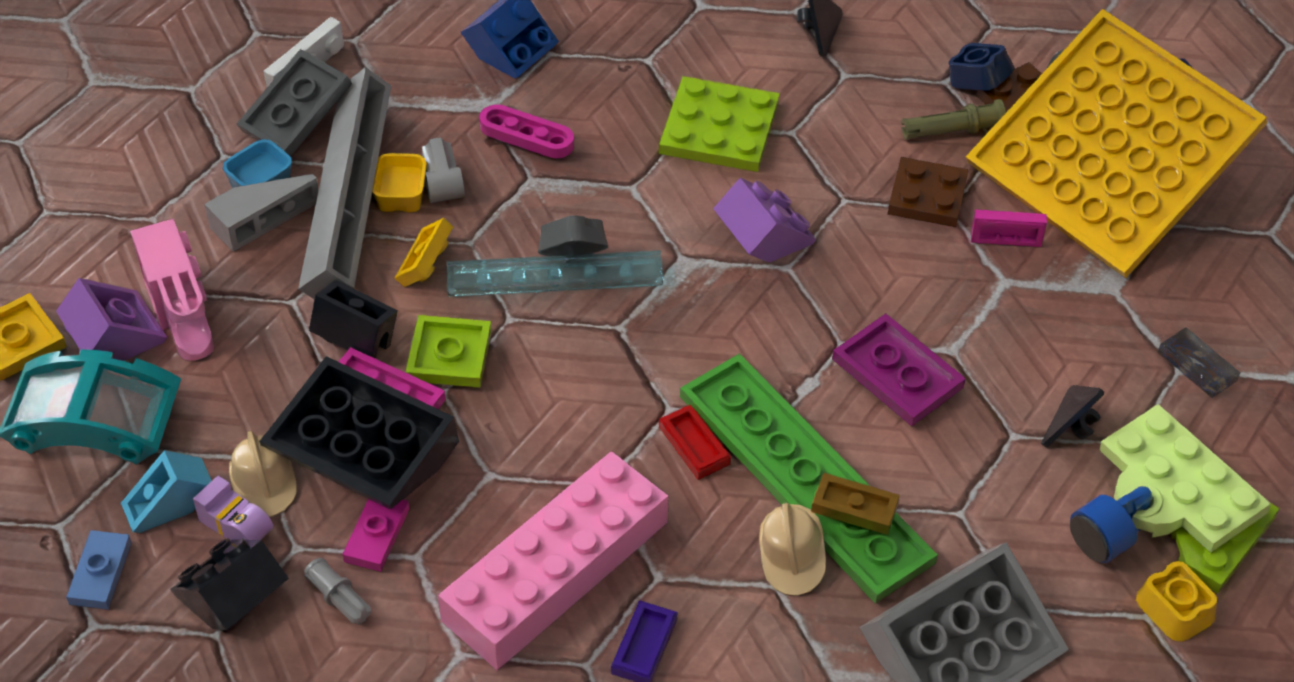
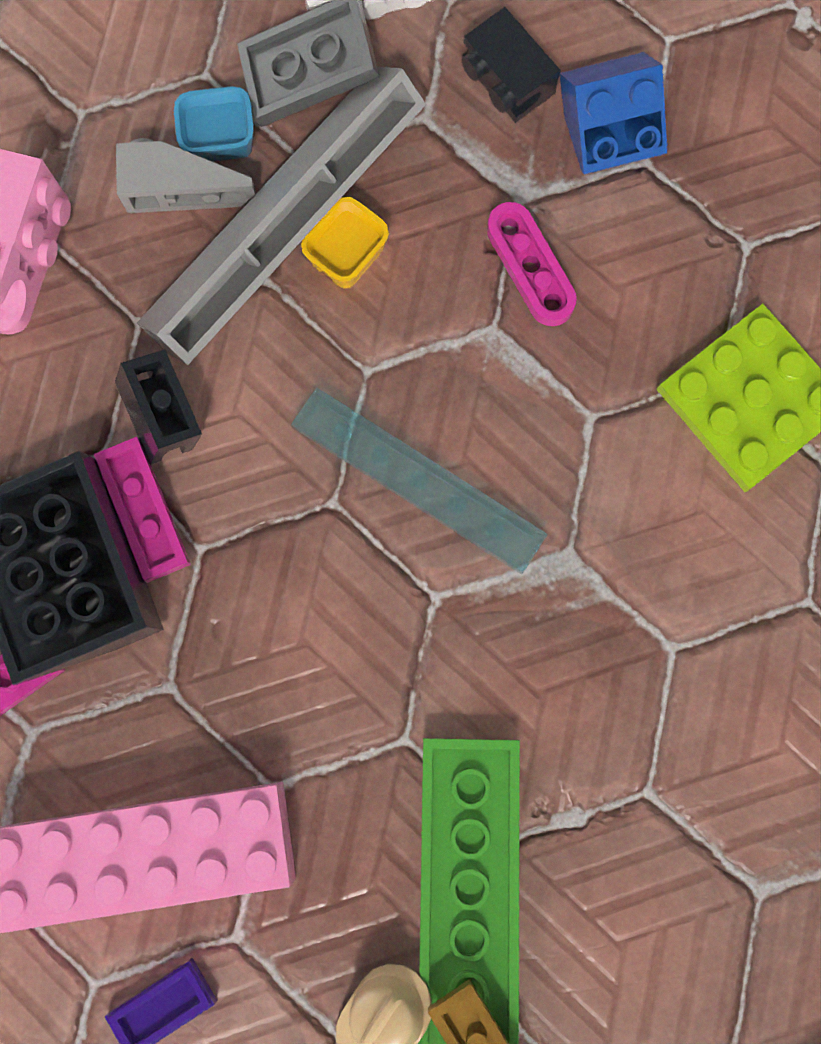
camera: 40 degrees right, 30 degrees up
(423, 253) = (300, 360): yellow plate -> none
(425, 46) = (509, 65): none -> black brick
(442, 176) = (394, 270): light grey piece -> none
(449, 350) = (233, 508): lime plate -> none
(572, 237) = (454, 465): dark grey piece -> none
(694, 442) = (394, 806): red tile -> none
(763, 221) = (688, 579): medium lavender slope -> none
(898, 369) = (676, 884): magenta plate -> none

